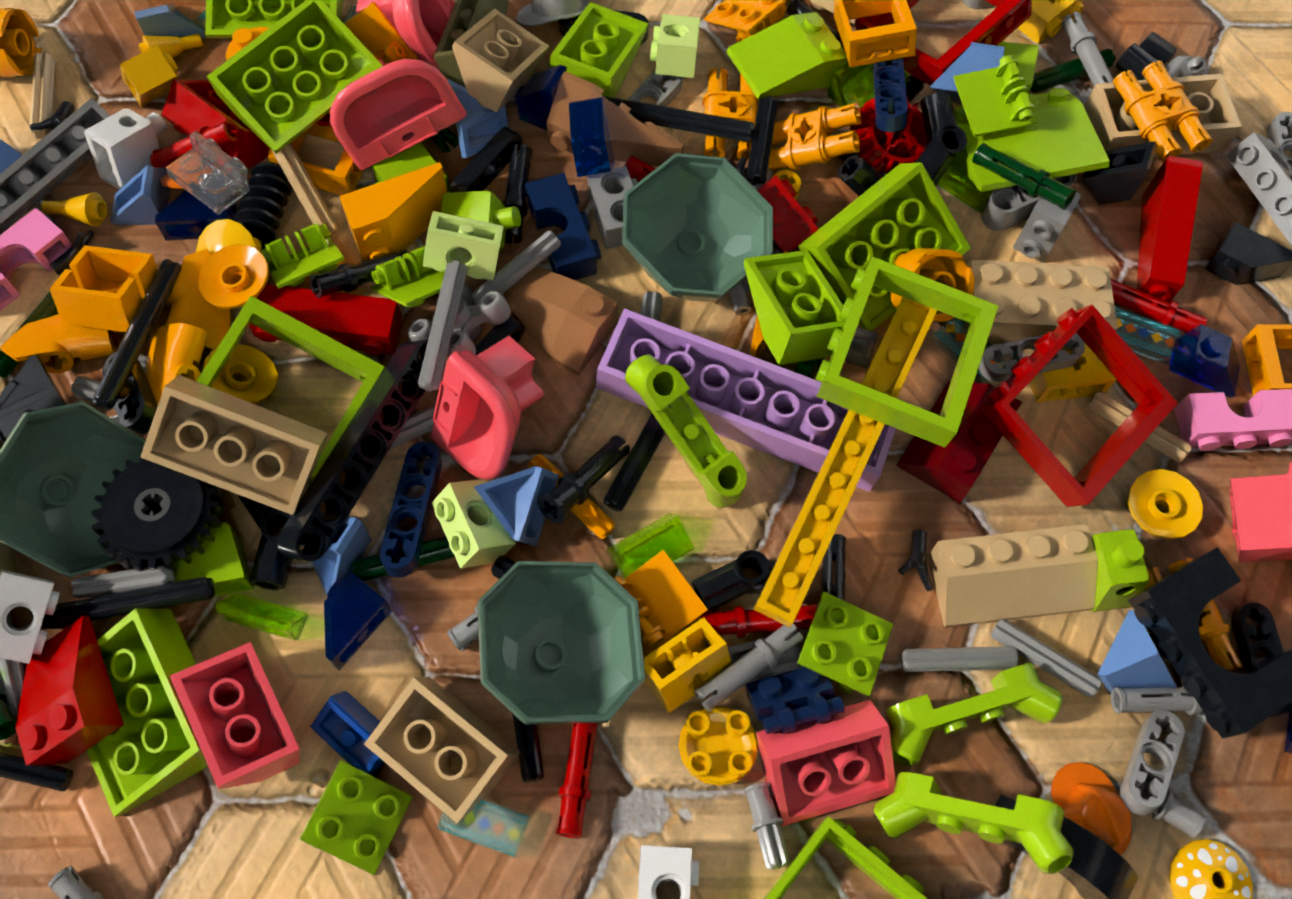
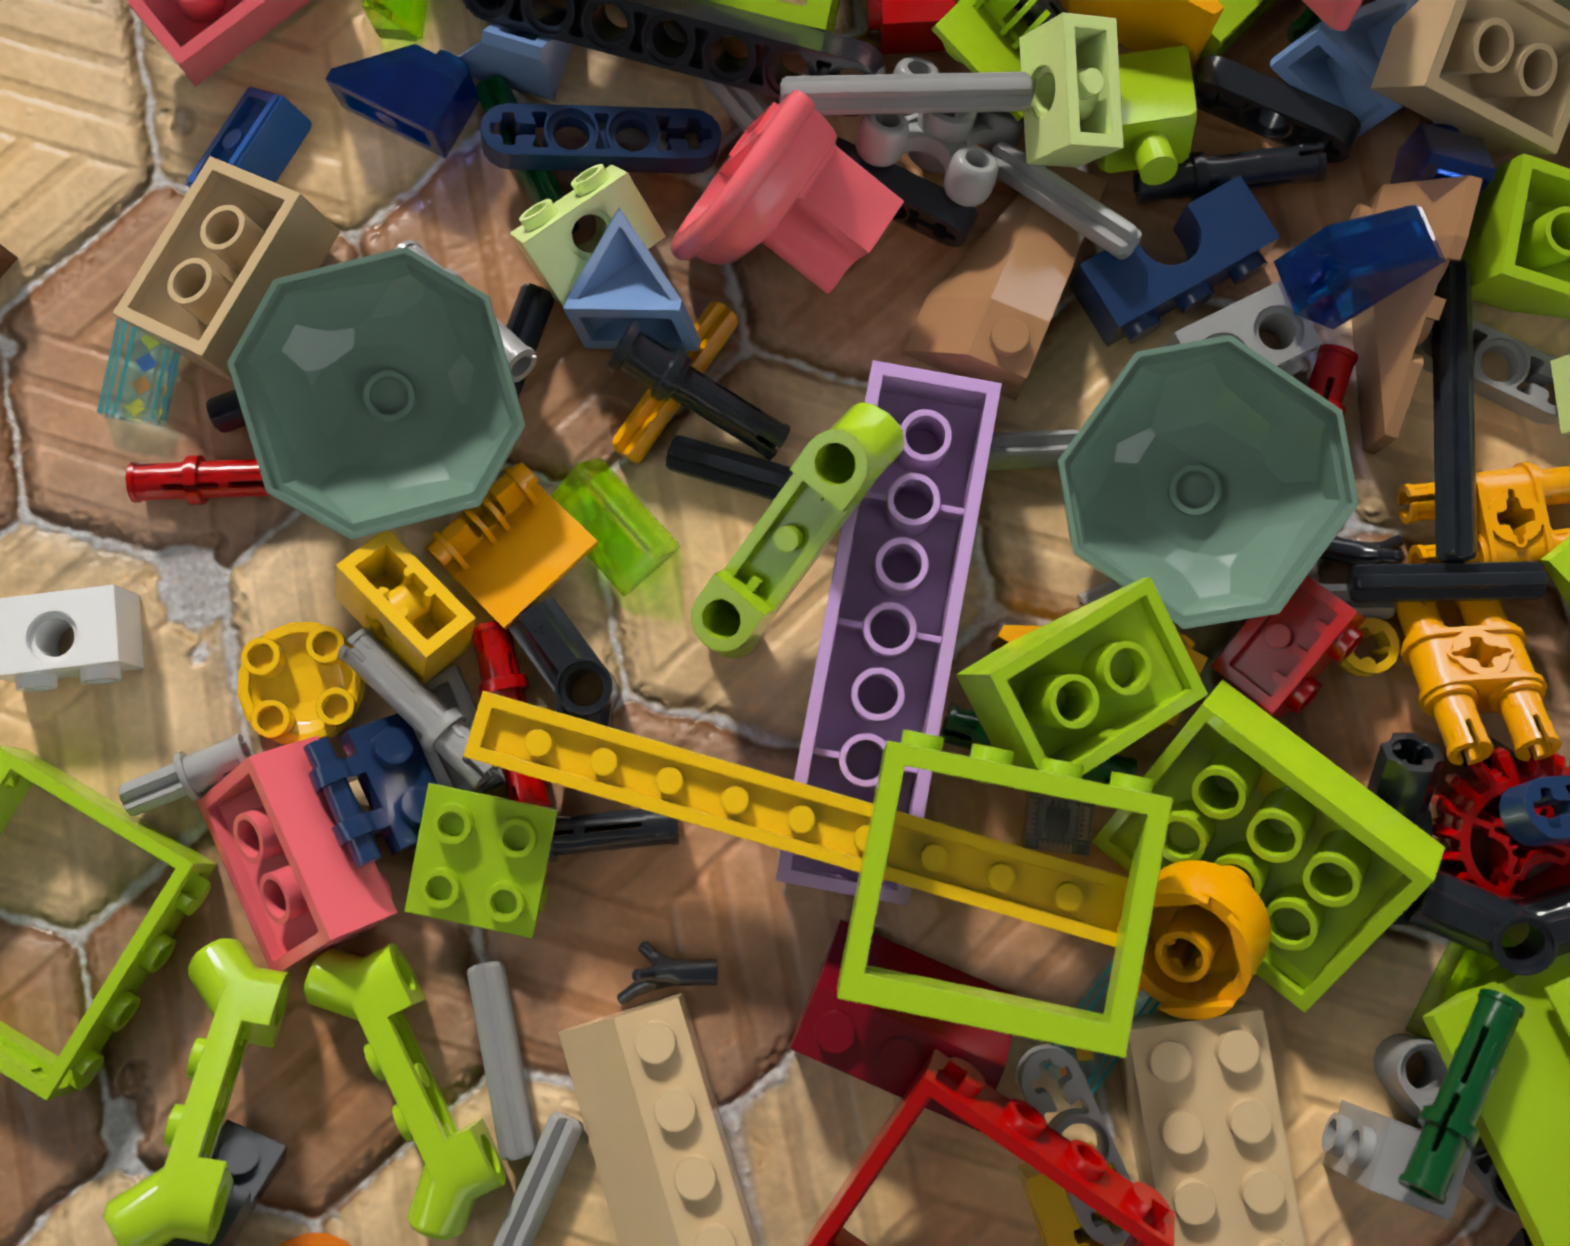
camera: 85 degrees right, 15 degrees up
(356, 817) = (119, 176): lime hinge -> none

